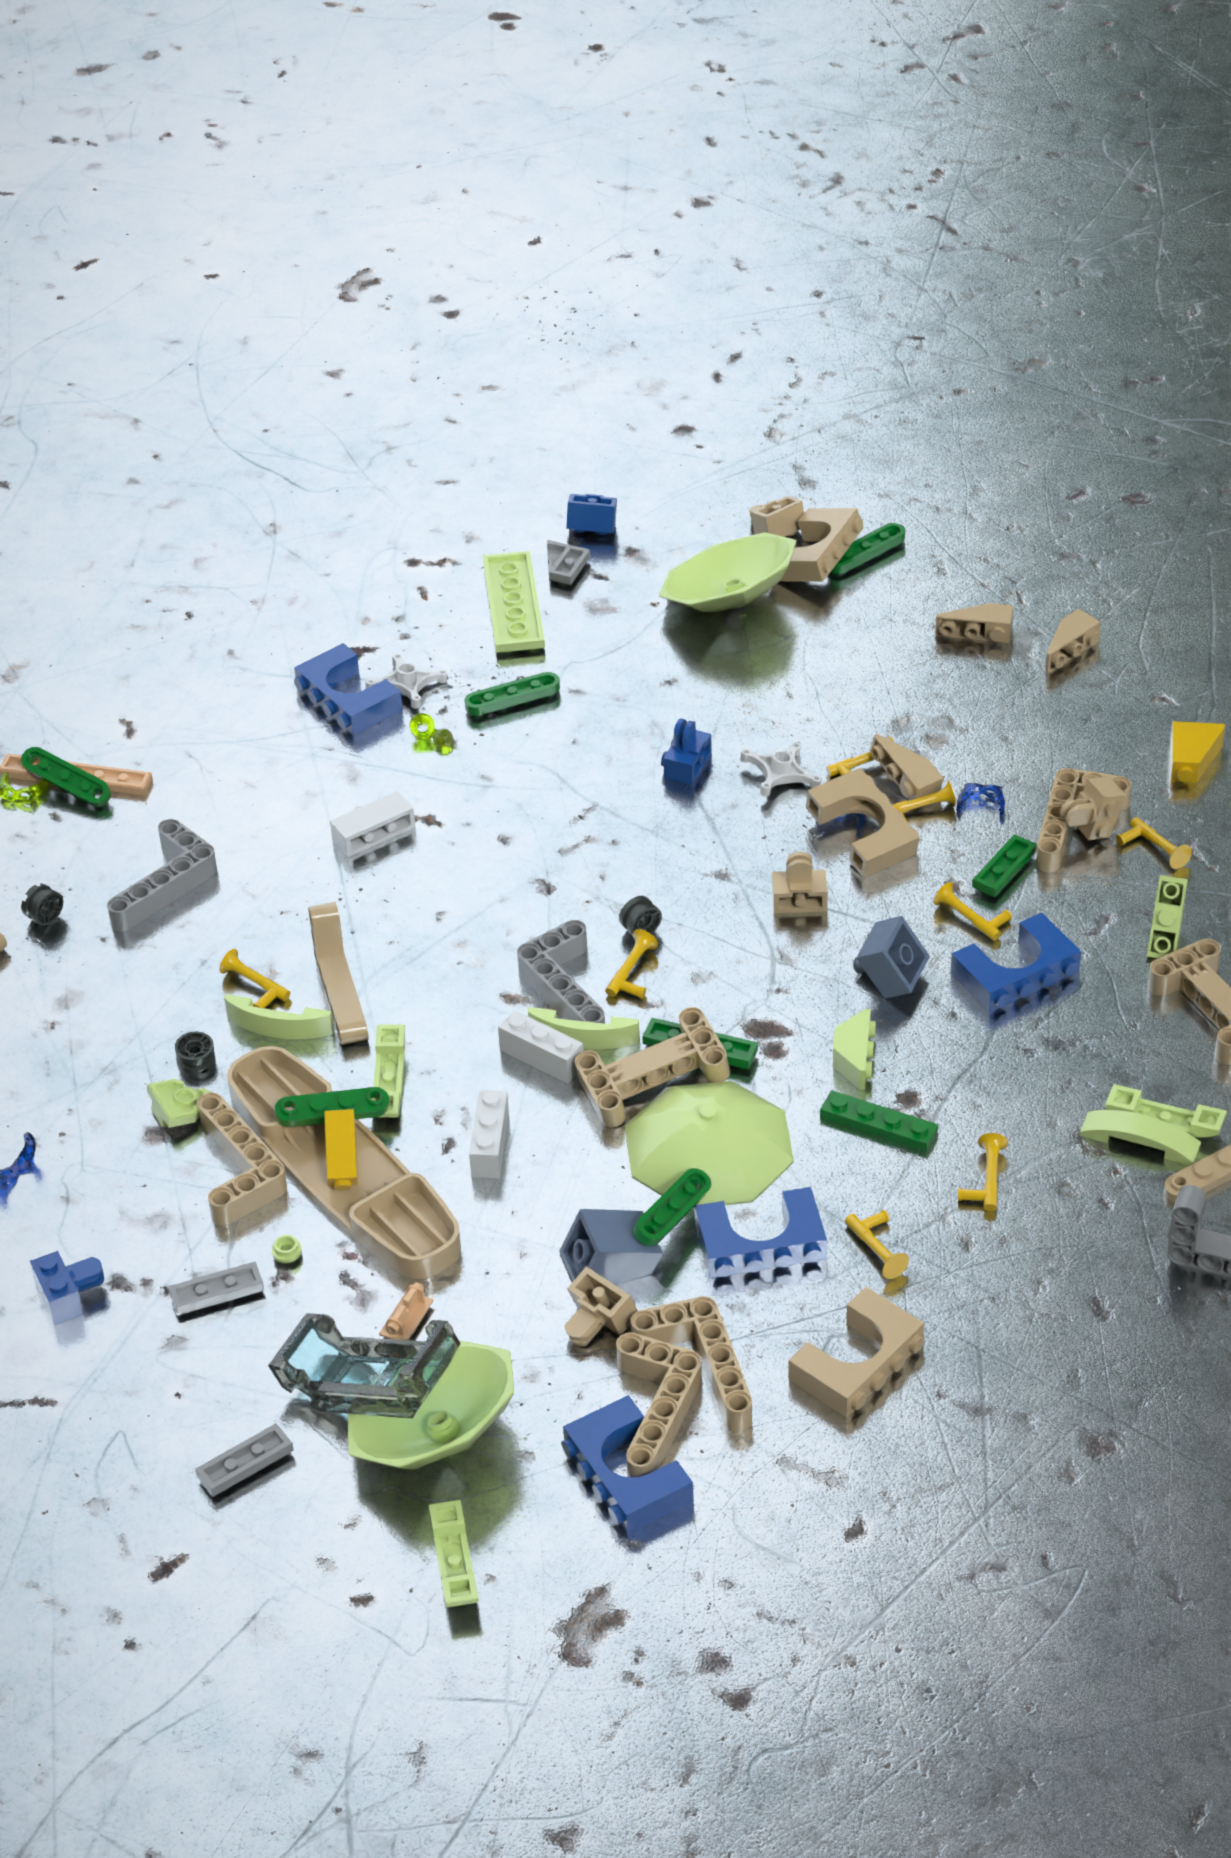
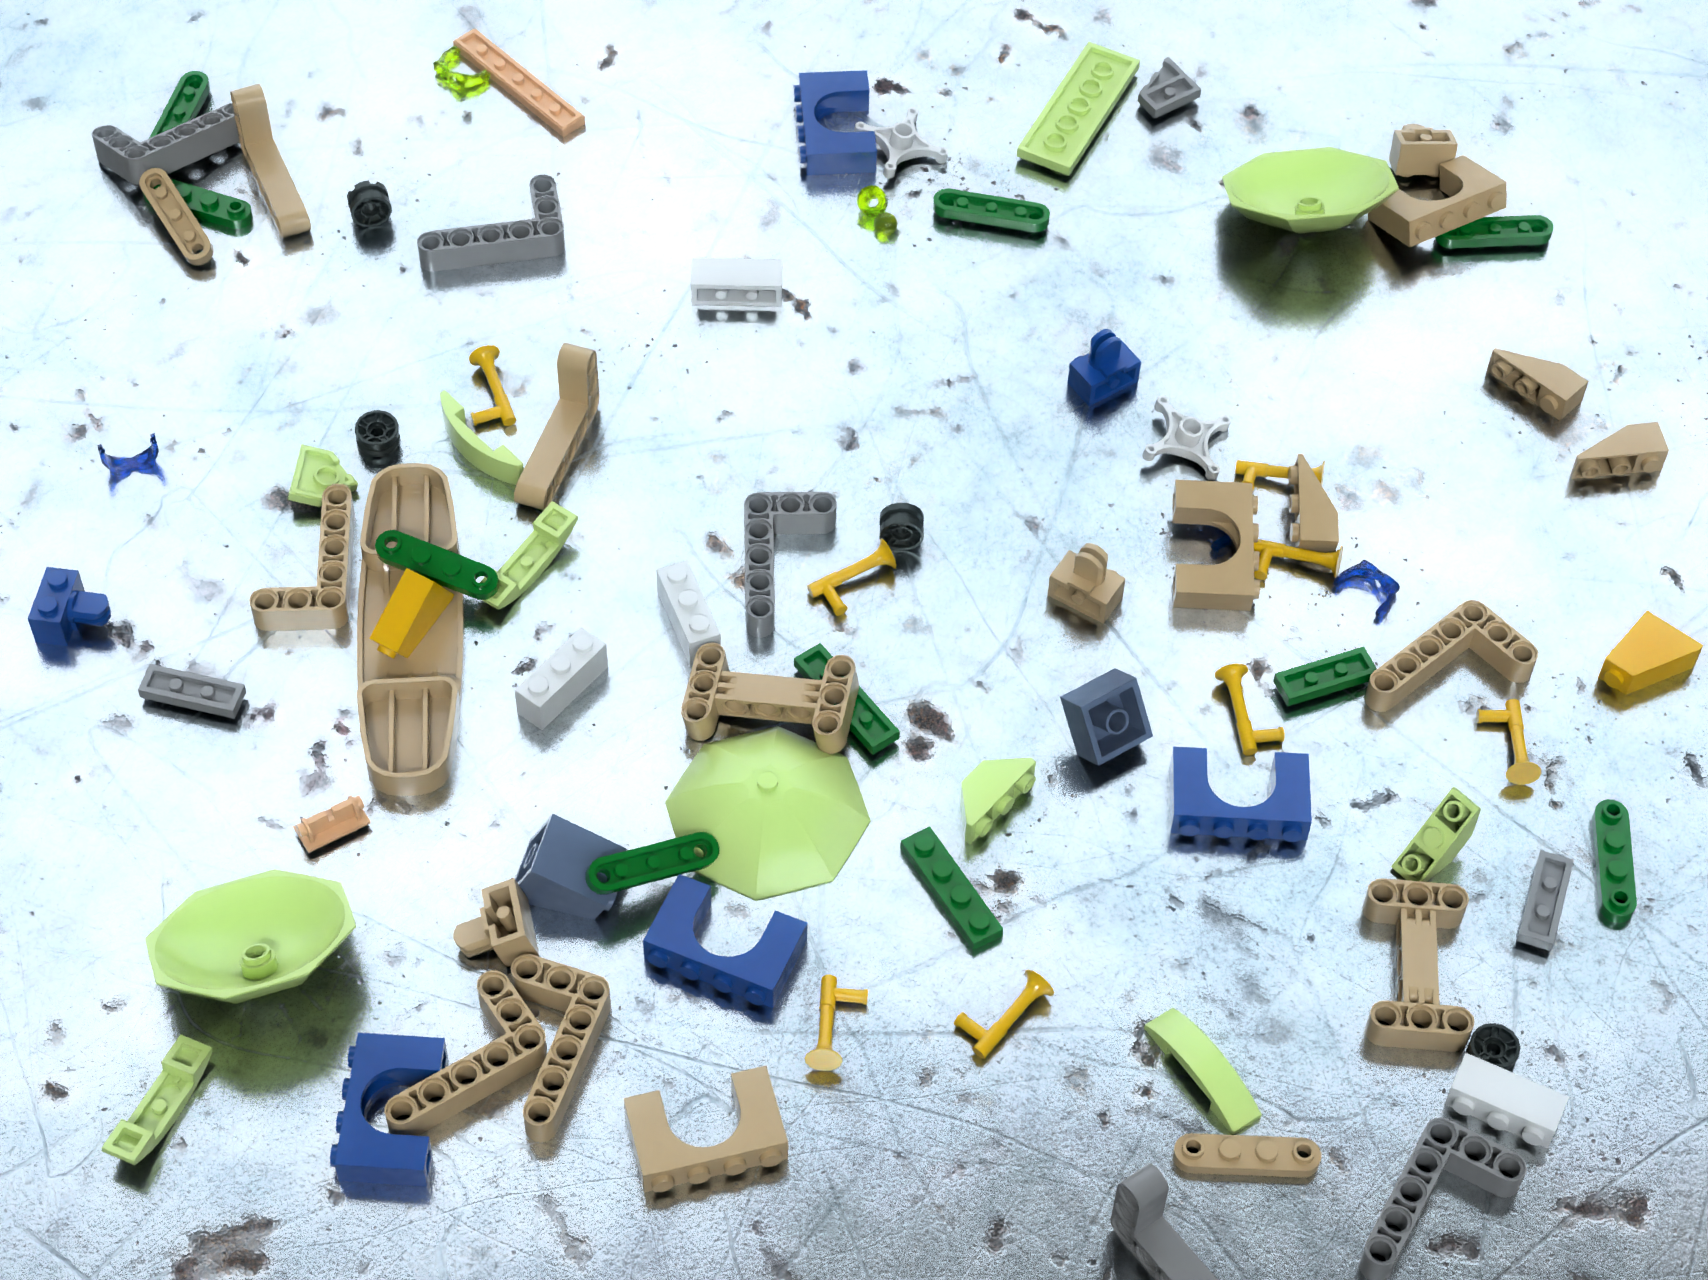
camera: 30 degrees right, 10 degrees up
(66, 776) = (500, 80): green plate -> none
(244, 1459) = (69, 882): light grey plate -> none
(286, 1249) = (284, 681): yellowish green plate -> none
(361, 1372) = (226, 854): clear smoke windscreen -> none
(591, 513) = (1236, 48): blue brick -> none
(594, 1036) = (770, 640): yellowish green slope -> none
(1095, 808) = (1468, 667): tan brick -> none
(1200, 1123) = (1269, 1089): yellowish green slope -> none

